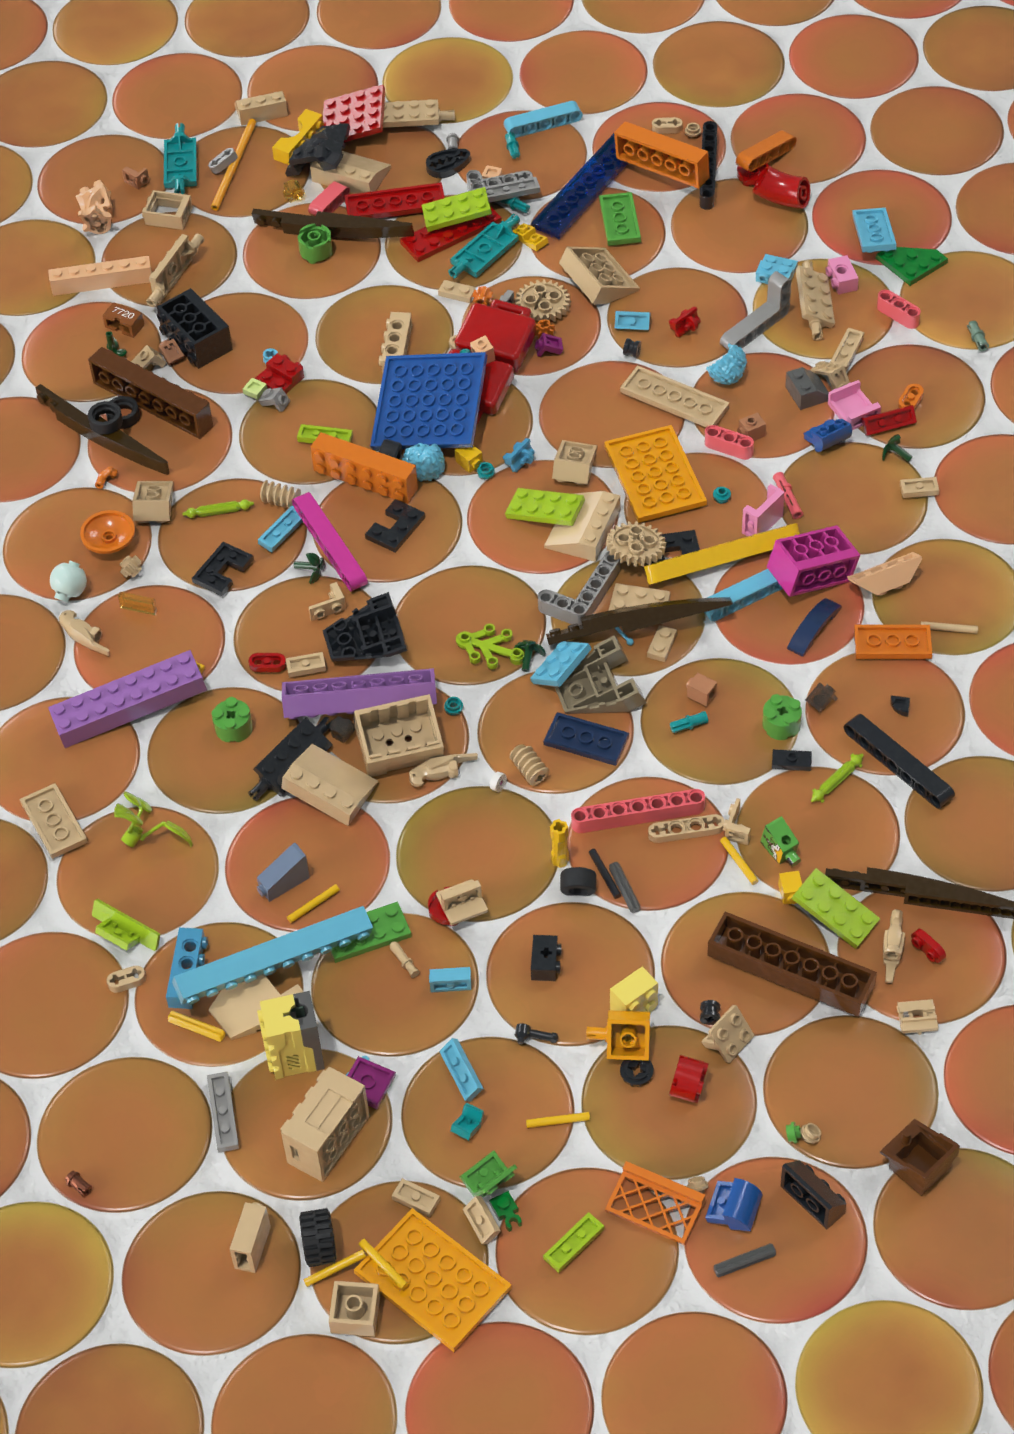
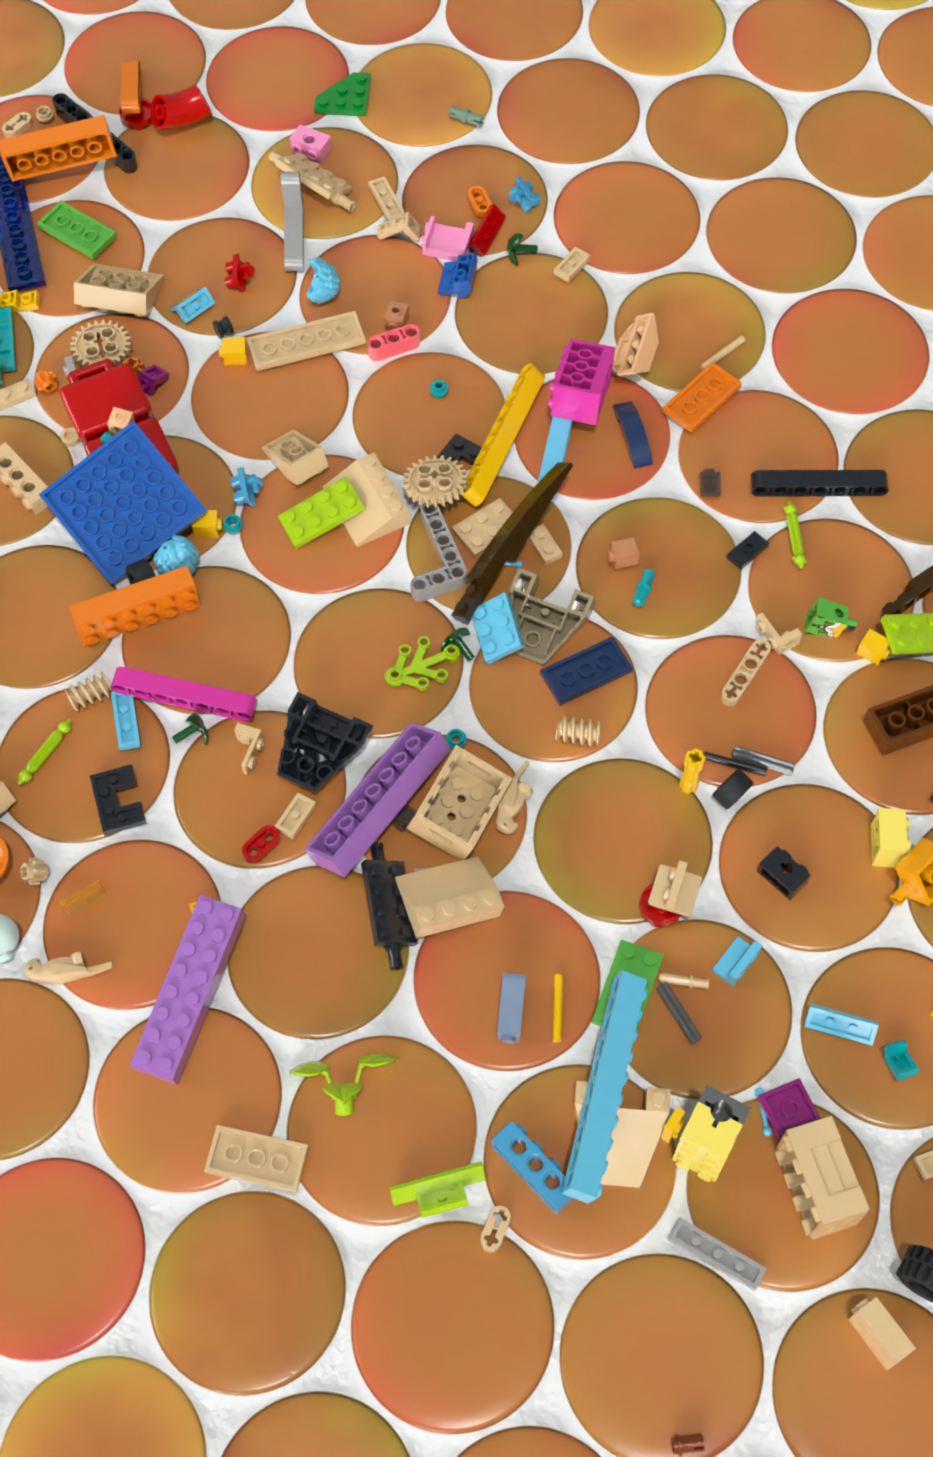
camera: 50 degrees left, 10 degrees up
(196, 1026) = (602, 1206): yellow axle -> none
(232, 720) = (290, 912): bright green brick -> none
(309, 433) = (57, 608): lime plate -> none
(341, 729) = (397, 841): clear smoke plate -> none
(376, 972) = (679, 1013): none -> dark grey axle
(407, 519) = (227, 643): black plate -> none
(498, 781) = (570, 767): white tile -> none
(524, 1032) = (843, 946): black piece -> none
(619, 367) = (233, 351): none -> yellow brick
(638, 811) = (696, 699): coral beam -> none
(655, 473) = (368, 414): light orange plate -> none
(739, 860) = (811, 661): yellow bar -> none
(766, 515) = (498, 384): bright pink panel -> none
(774, 263) = (254, 179): medium azure plate -> none
(780, 481) = (480, 345): coral pin -> none
(782, 717) = (705, 523): bright green brick -> none
(805, 388) = (395, 255): dark grey slope -> none
(874, 230) = (291, 90): medium azure plate -> none
(898, 309) = (385, 139): coral beam -> none
(900, 705) = (764, 440): black tile -> none
(945, 414) = (523, 195): none -> dark azure hips

